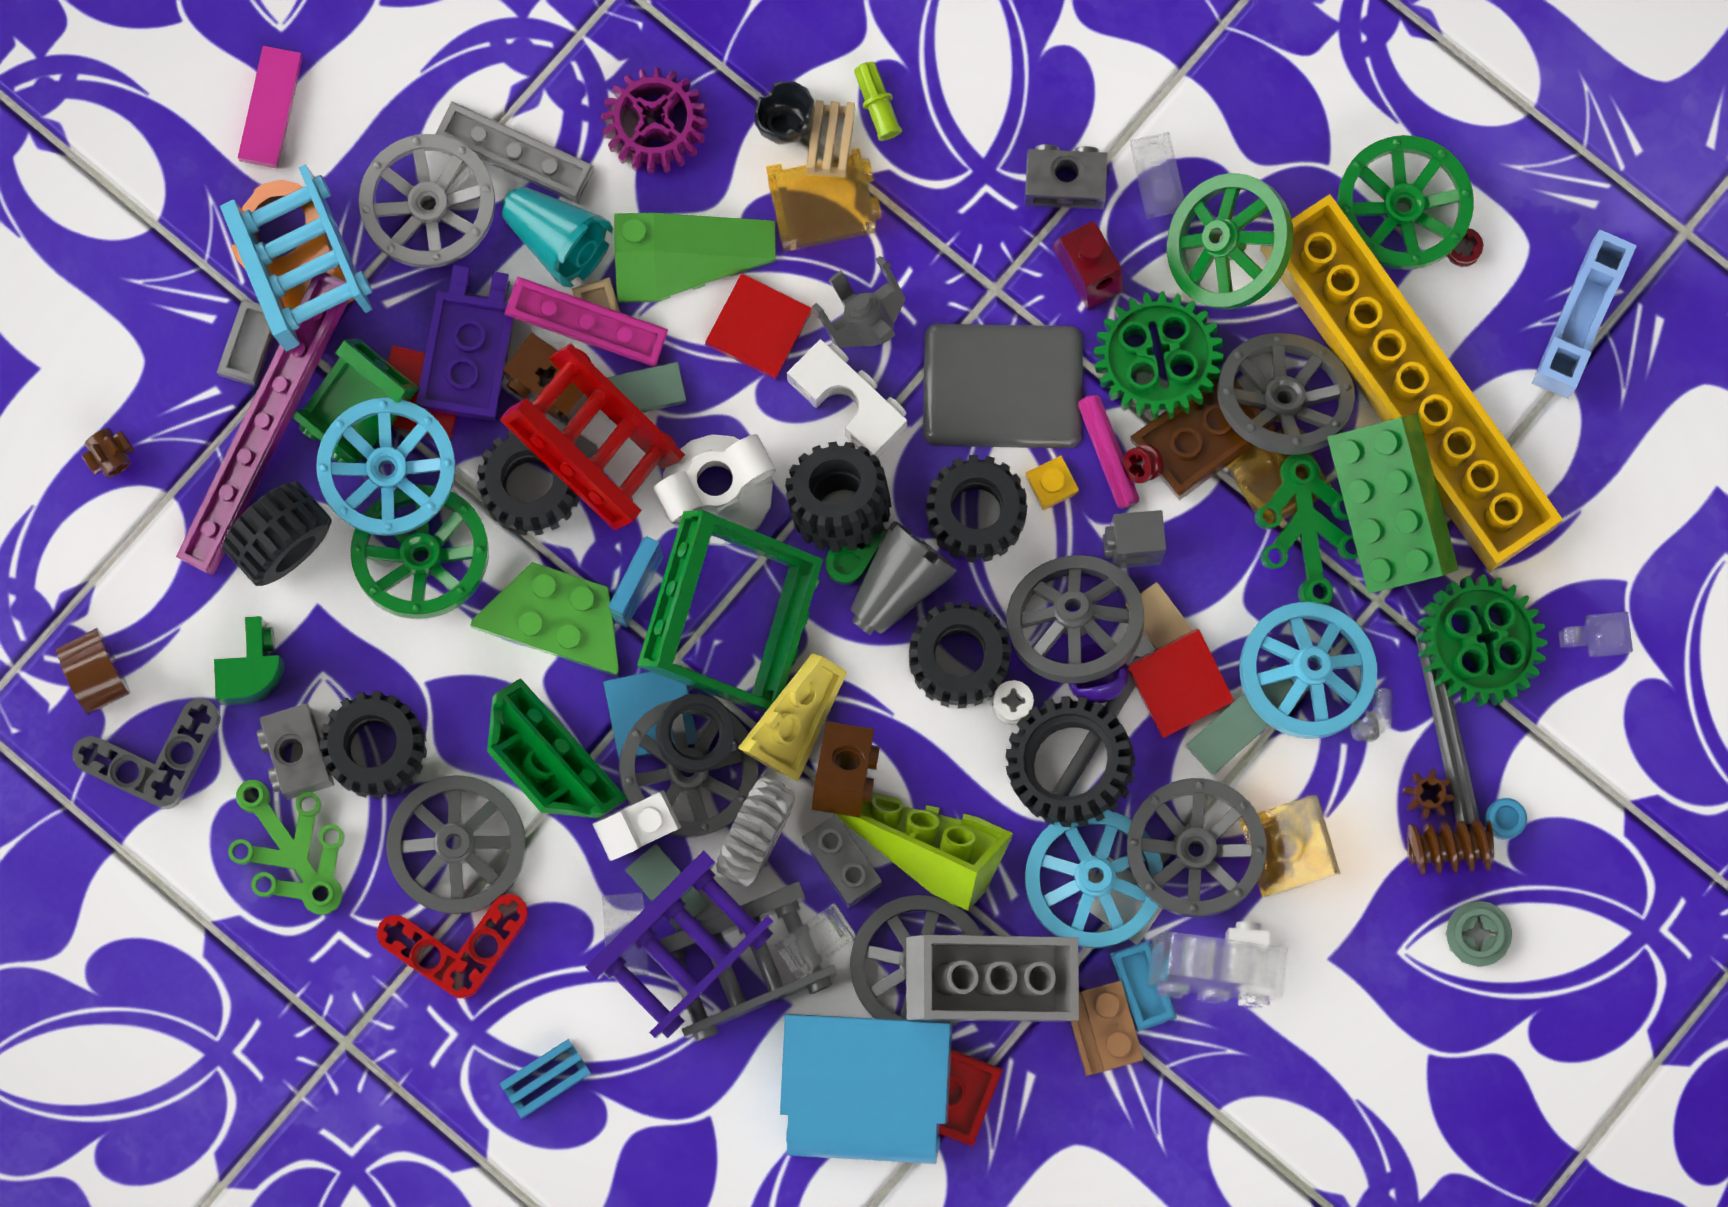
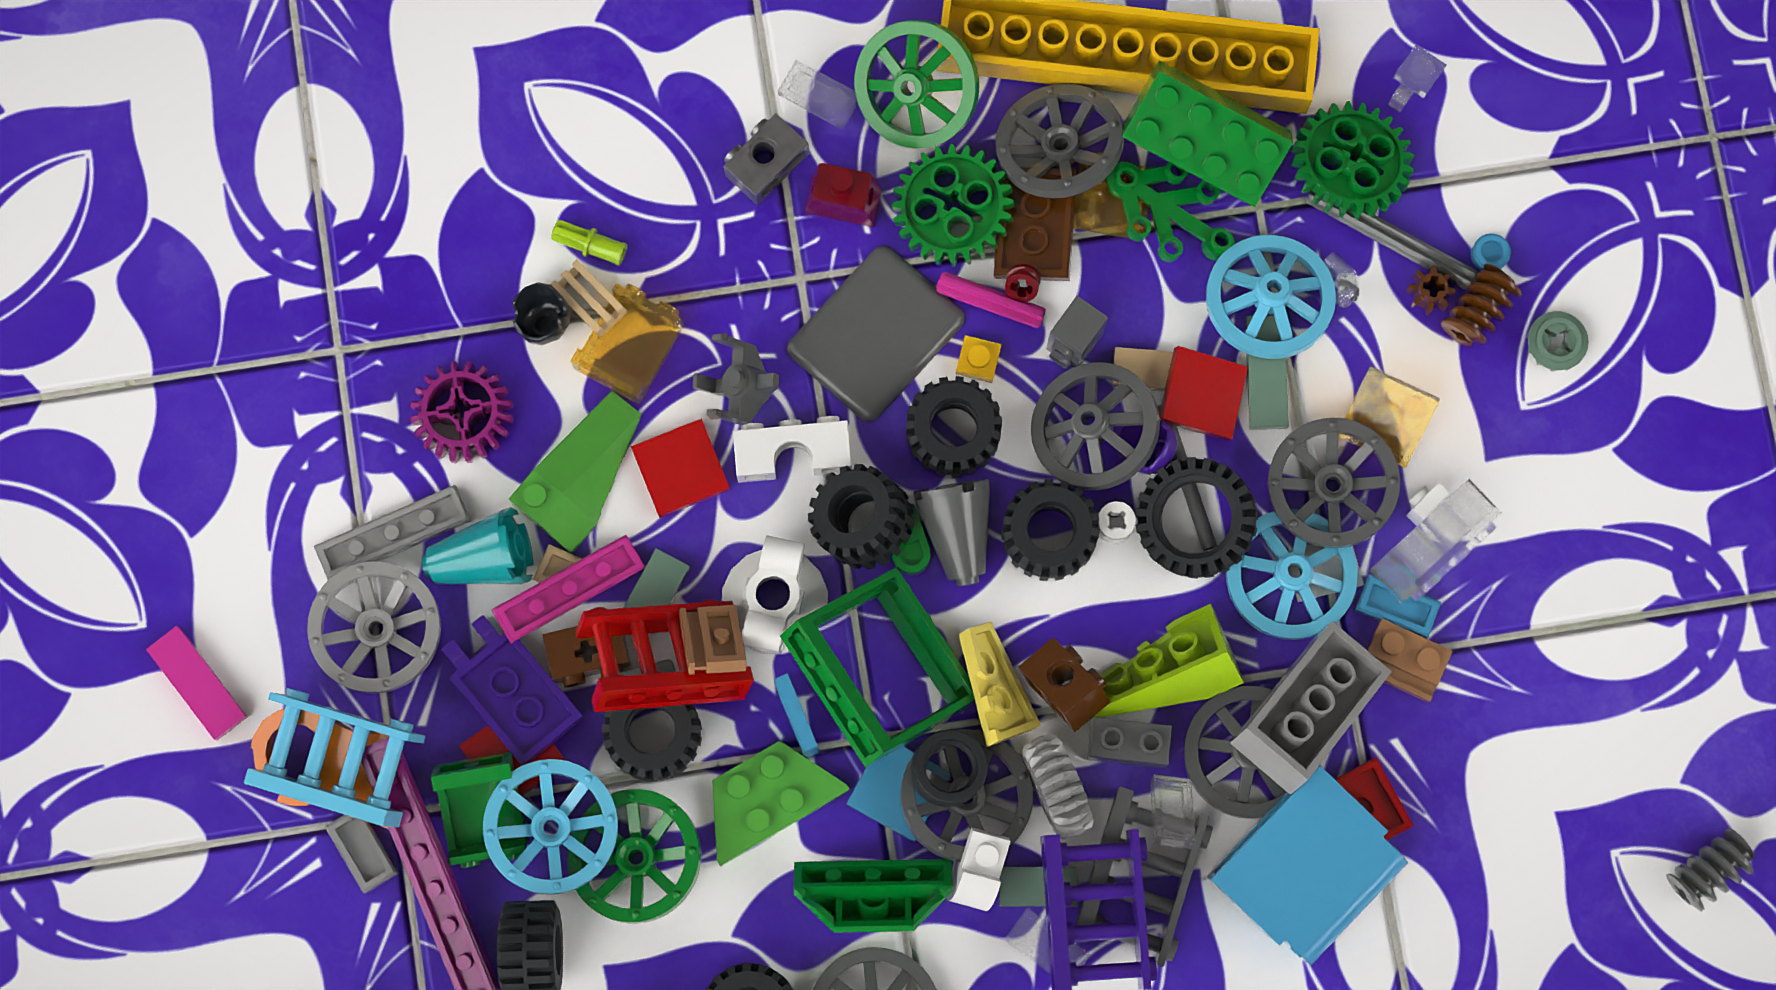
camera: 50 degrees left, 0 degrees up
(636, 462) = (712, 639): none -> medium nougat plate

